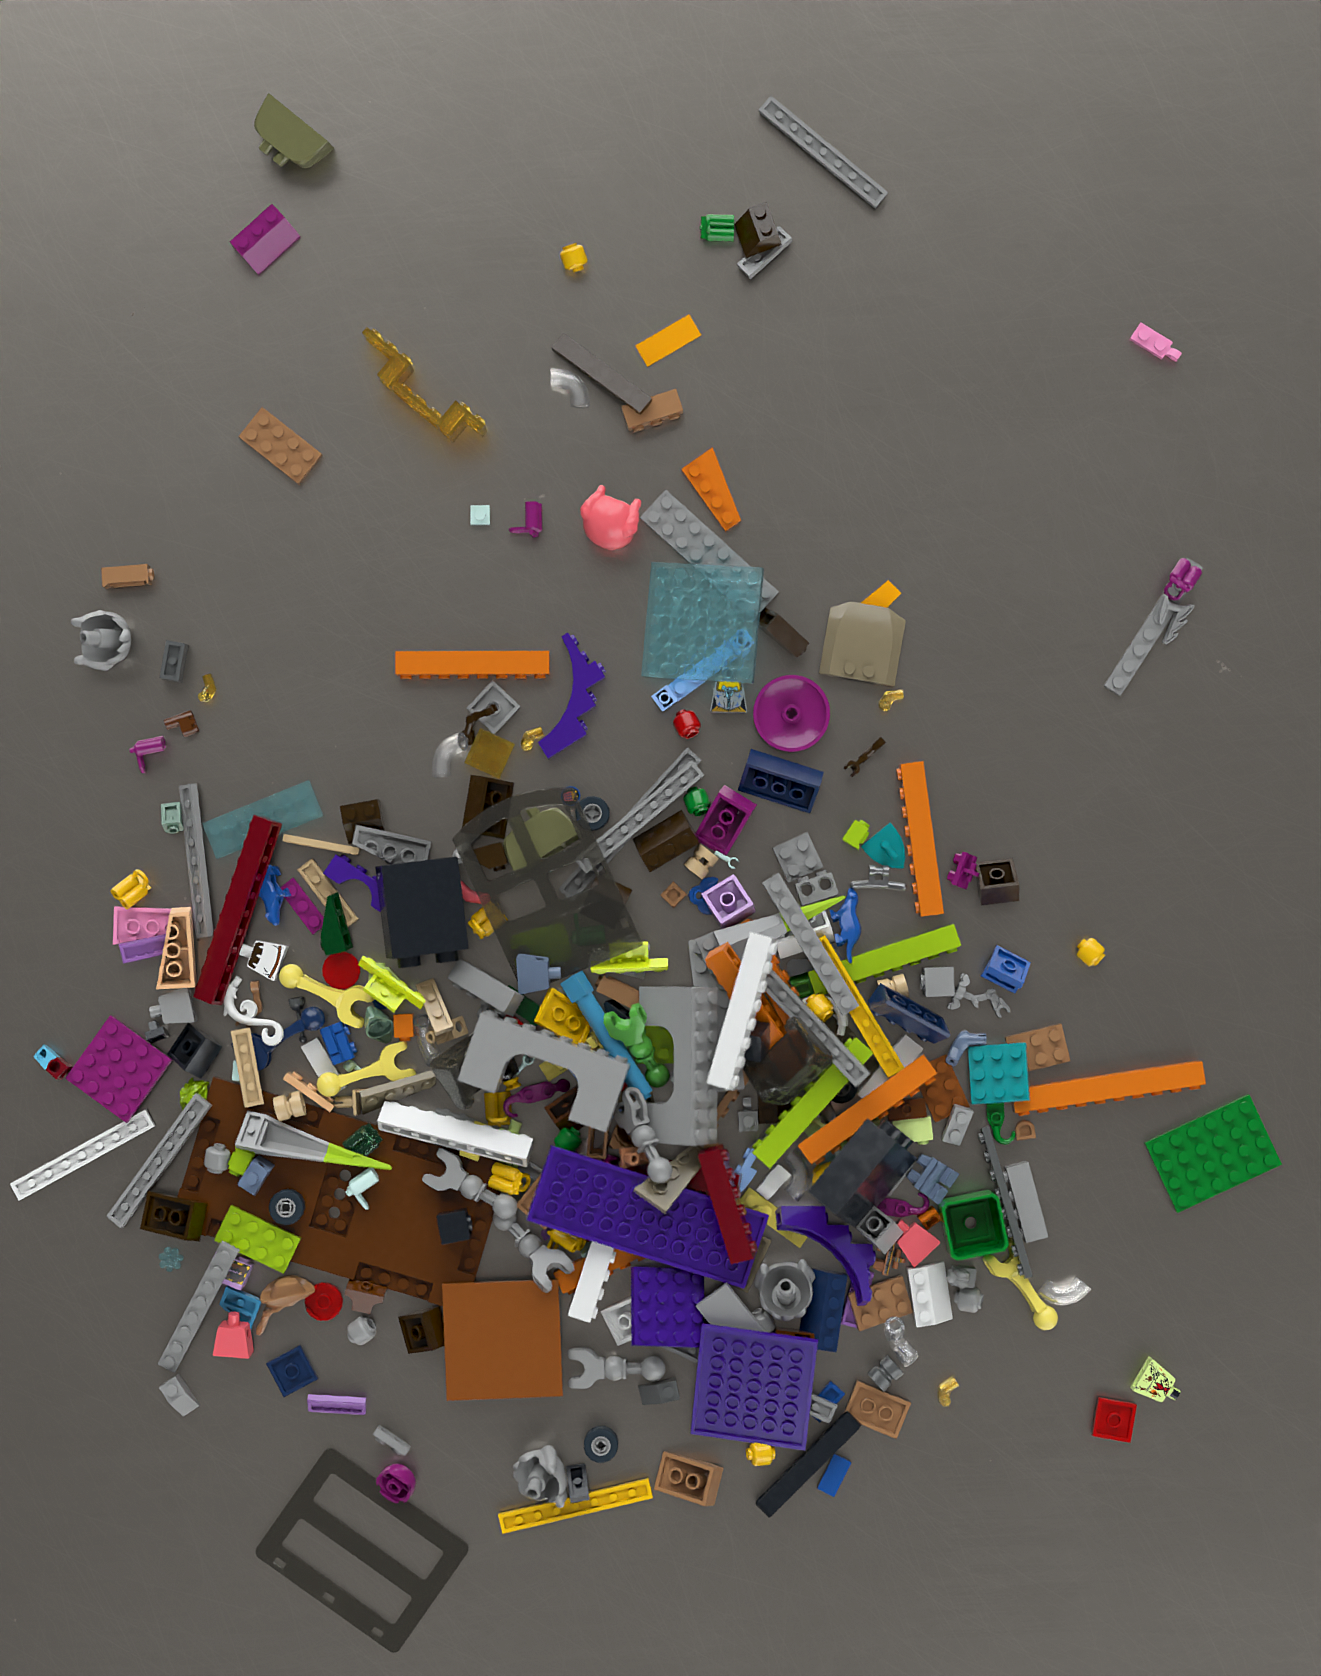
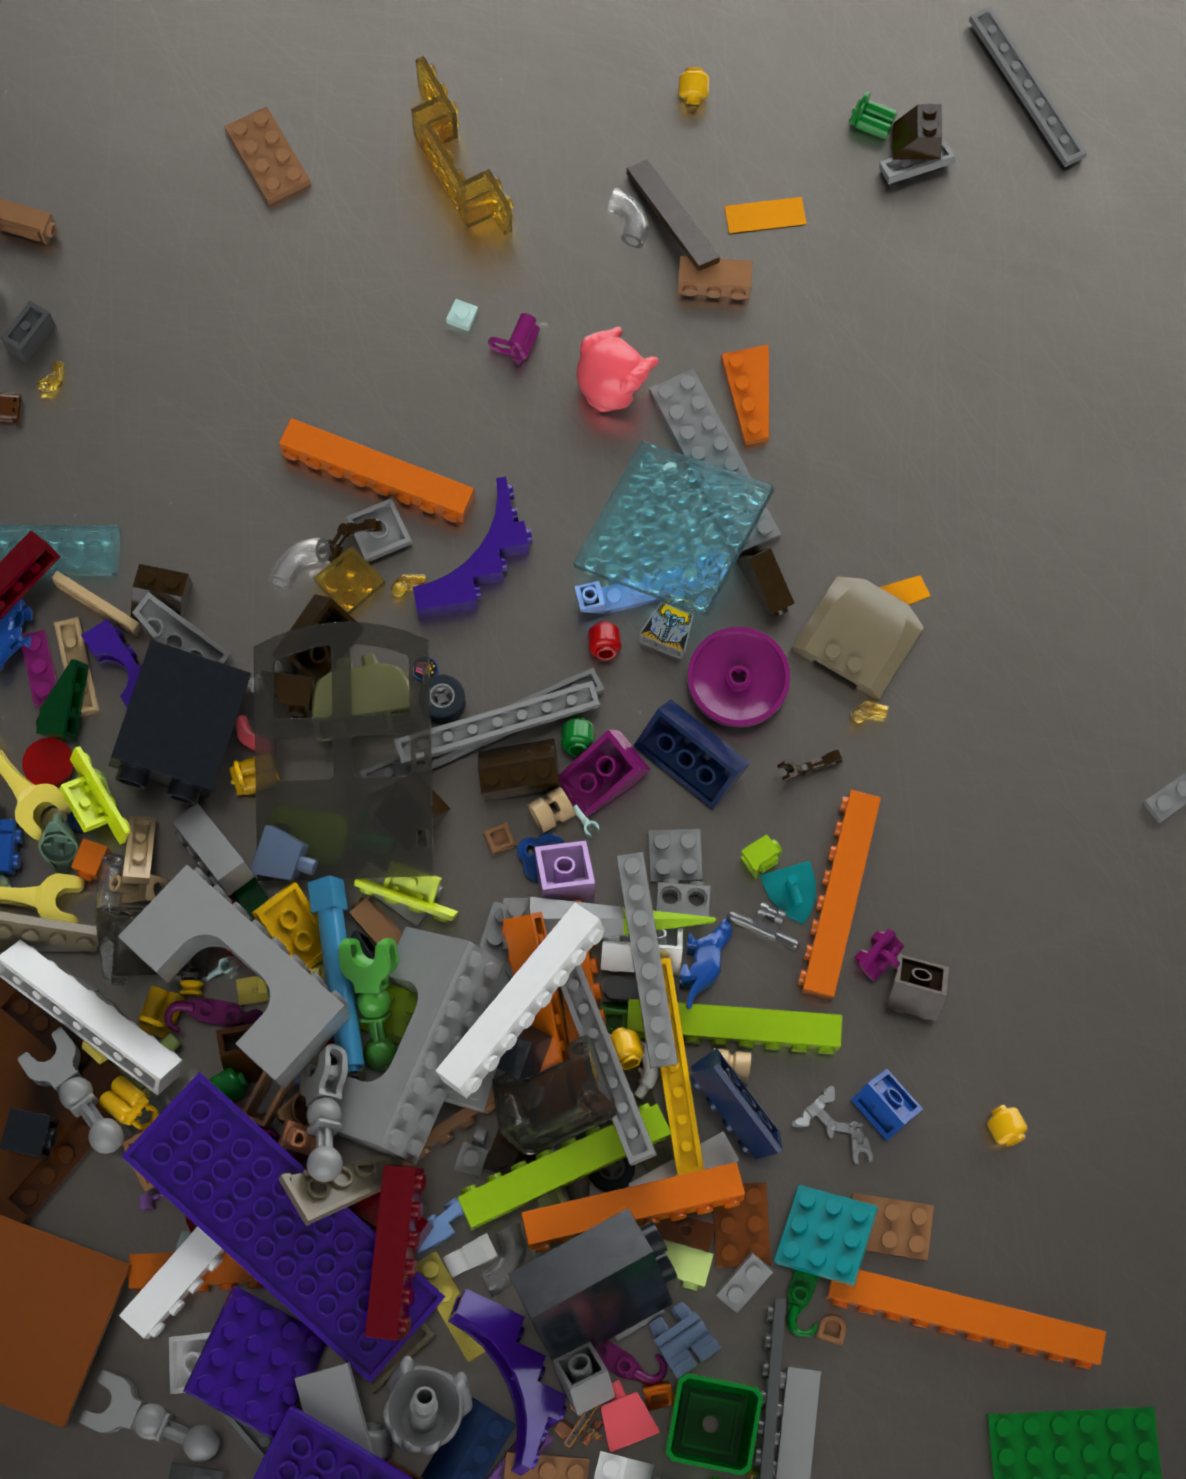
camera: 20 degrees right, 15 degrees down
(539, 1255) = (116, 1207): light grey piece -> none
(565, 1240) = (166, 1216): yellow piece -> none
(937, 981) = (792, 1081): light grey head -> none
(961, 1043) = (791, 1176): sand blue arm -> none

